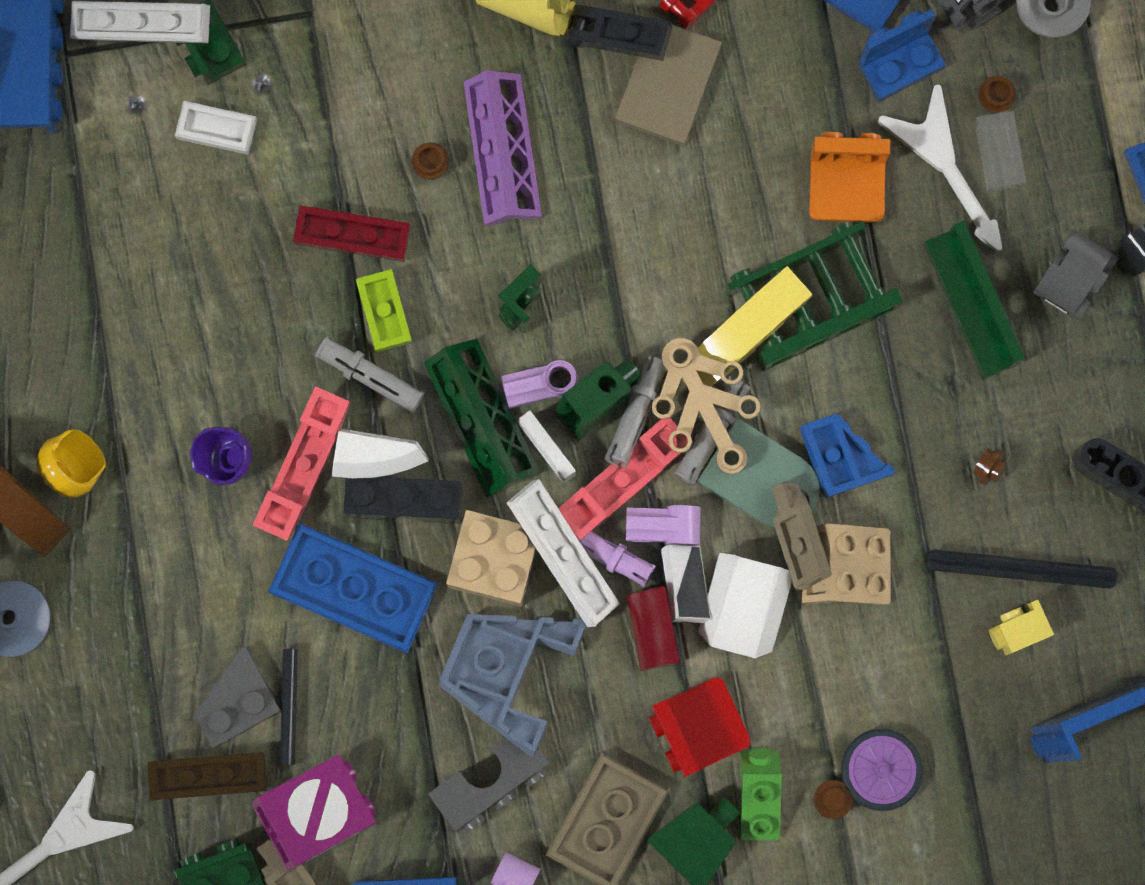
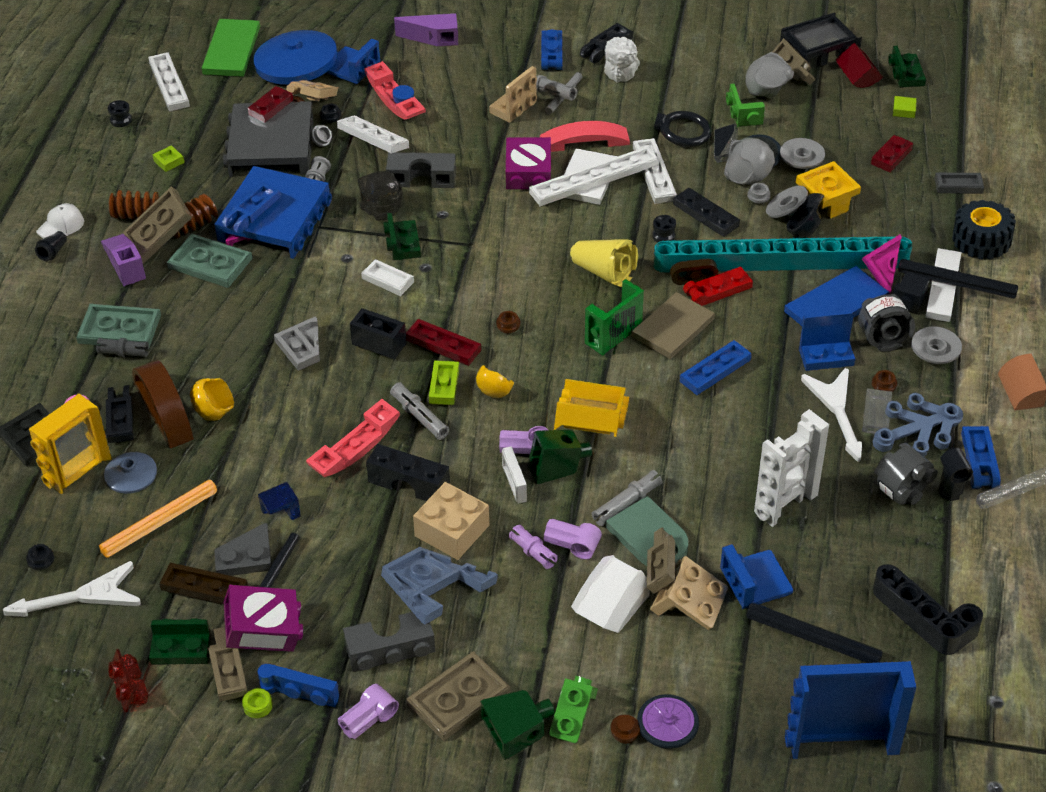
camera: 20 degrees right, 35 degrees down
(92, 687) = (157, 518): none -> light orange axle
(140, 22) = (369, 214): white tile -> none
(147, 307) = (300, 343): none -> light grey wing
(221, 455) = (305, 420): dark purple hair -> none
(248, 611) = (280, 498): none -> clear blue panel
(256, 258) = (378, 333): none -> black brick
(353, 588) = (353, 517): blue tile -> none
(374, 455) = (401, 434): white slope -> none
(456, 290) = (493, 383): none -> yellow hair
(475, 418) = (473, 448): dark green fence -> none
(495, 145) = (551, 321): medium lavender fence -> none
(519, 293) = (531, 389): dark green bracket -> none
(563, 553) = (498, 525): white tile -> none
(579, 149) = (608, 329): none -> green panel
(617, 304) = (591, 407): none -> yellow window
(618, 485) = (562, 507): coral slope -> none
(619, 32) = (657, 290): black plate -> none
(636, 412) = (588, 468): light grey pin -> none
(652, 629) = (541, 590): dark red brick -> none
(685, 583) = (573, 570): tile -> none
(699, 727) = (546, 656): red bracket -> none
(702, 399) = (622, 450): tan plant -> none
(753, 323) = (668, 446): light yellow slope -> none
(755, 149) = (715, 367): none -> blue plate
(841, 457) = (707, 533): blue wing -> none
(843, 315) = (716, 465): dark green fence -> none
(848, 178) = (771, 392): orange bracket -> none
(923, 506) = (754, 577): none -> blue bracket
(944, 320) = (791, 468): none -> white fence
(974, 301) = (834, 487): dark green fence -> none
(990, 466) = (811, 567): reddish brown plate -> none
(1021, 629) = (793, 658): light yellow brick -> none
(1069, 158) = (919, 423): none -> sand blue plant

